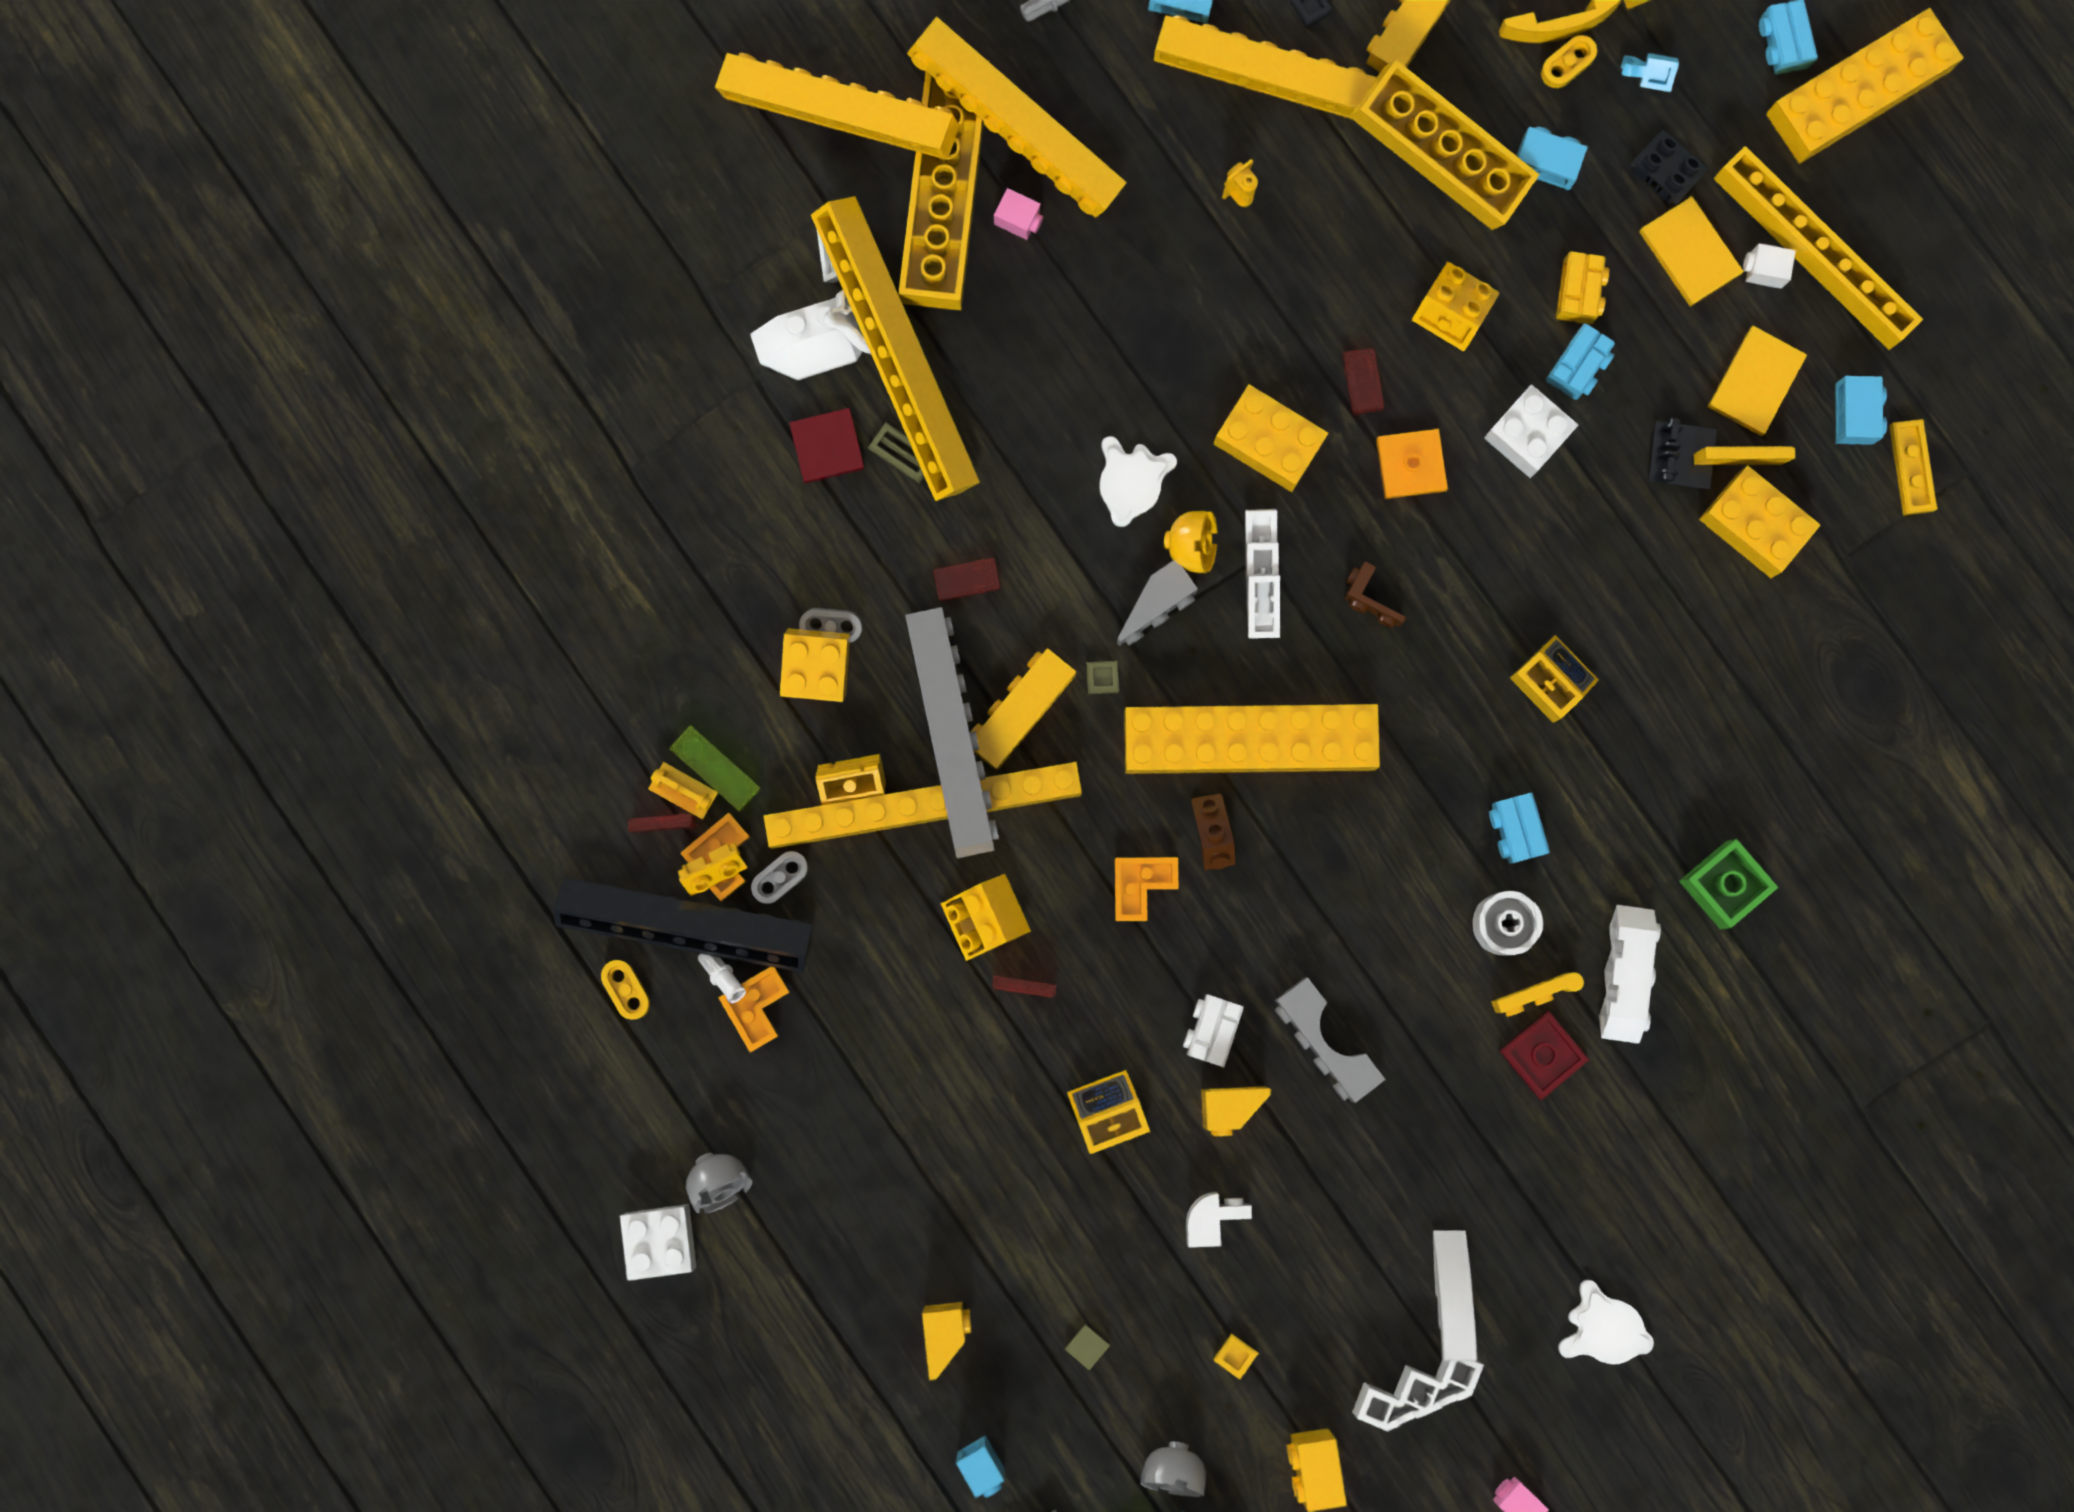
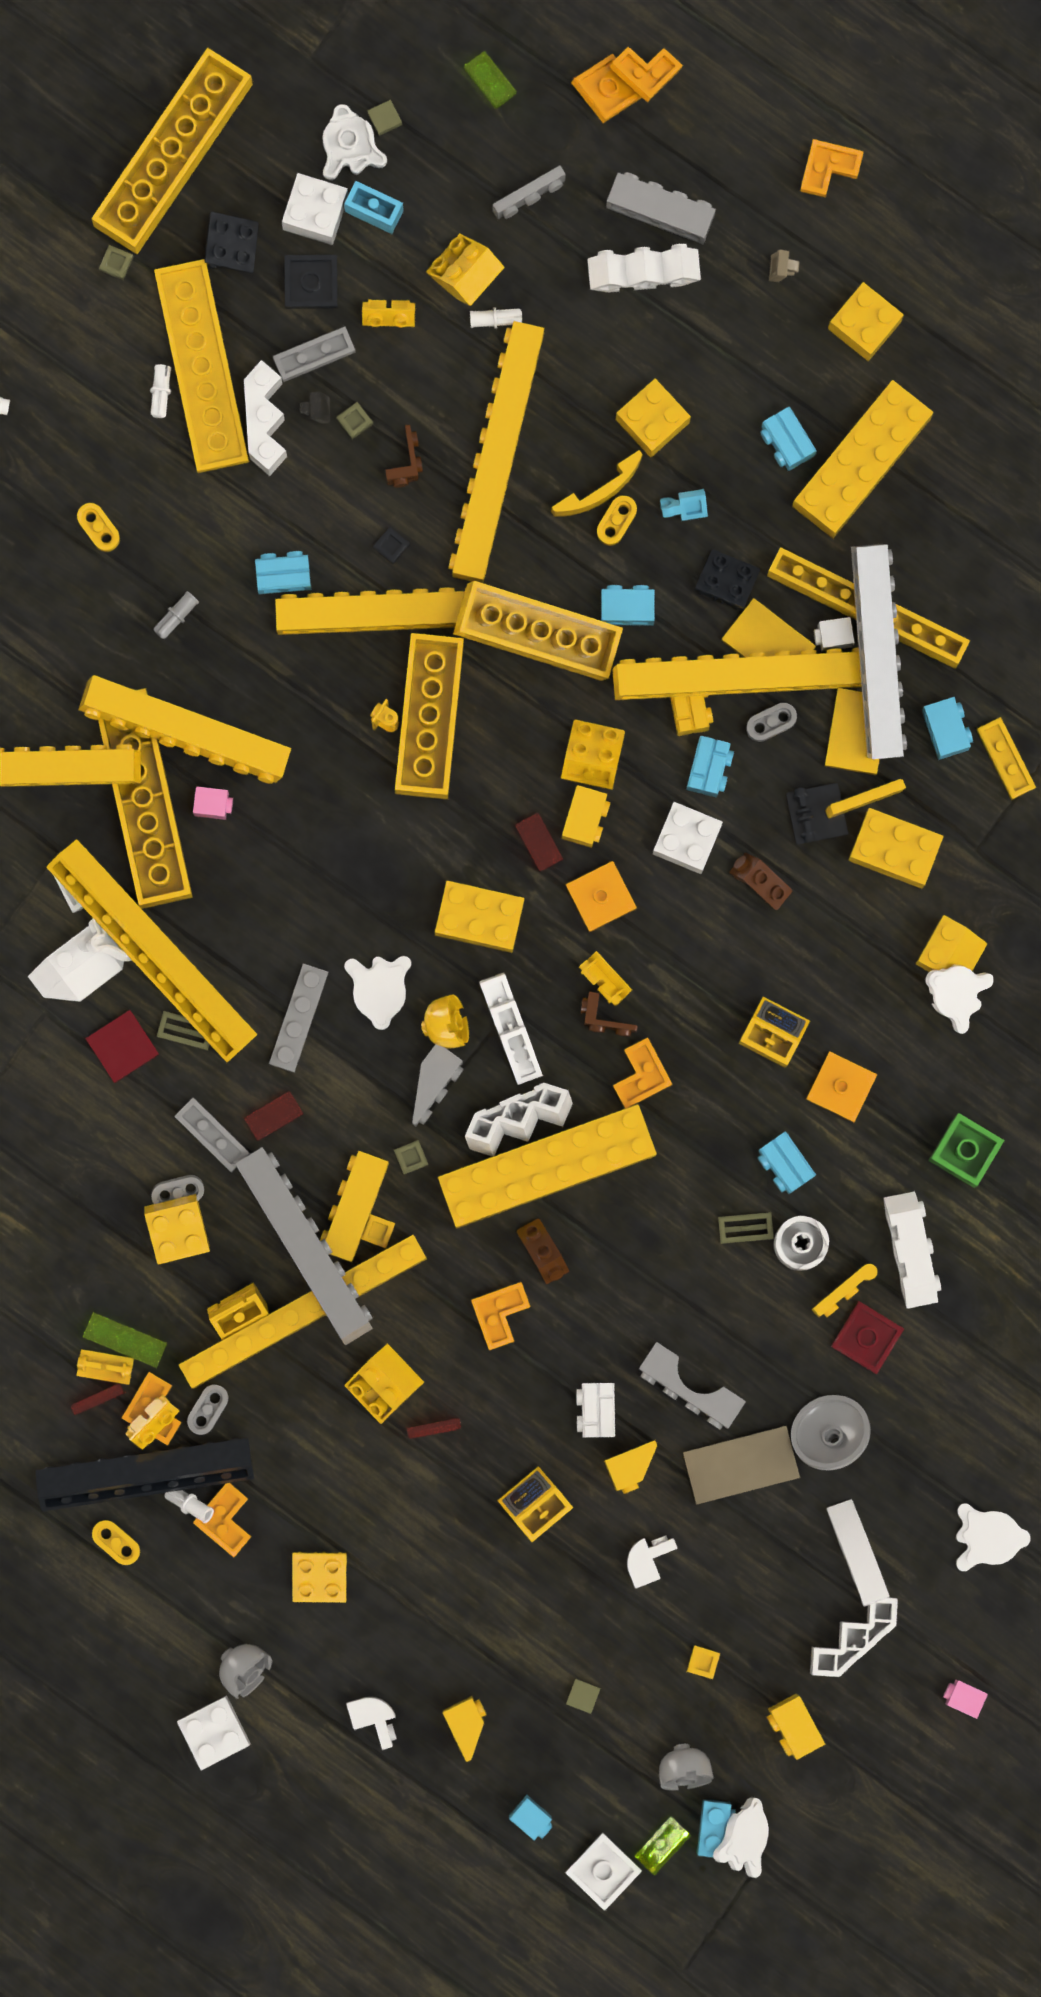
camera: 20 degrees left, 0 degrees up
(838, 1108) = (319, 1577): none -> yellow hinge
(844, 1281) = (373, 1711): none -> white brick
(890, 575) = (211, 1134): none -> light grey plate
(1031, 481) = (298, 1018): none -> light grey plate
(1037, 746) = (378, 1231): none -> yellow tile
(1237, 673) = (517, 1117): none -> white brick
(1290, 200) = (429, 716): none -> yellow brick
(1354, 1148) = (741, 1465): none -> dark tan tile
(1387, 554) = (607, 979): none -> yellow hinge
(1399, 678) = (649, 1075): none -> light orange plate
(1422, 878) = (722, 1229): none -> olive tile
(1424, 369) = (585, 816): none -> yellow brick
(1473, 1132) = (829, 1419): none -> light grey dish
(1598, 505) = (761, 879): none -> reddish brown bracket
(1608, 765) = (841, 1087): none -> light orange plate
(1657, 271) = (736, 674): none -> yellow brick
(1664, 337) = (771, 722): none -> light grey plate
(1775, 704) = (956, 993): none -> white tile
(1782, 658) = (951, 945): none -> yellow slope
(1818, 293) = (878, 651): none -> brick

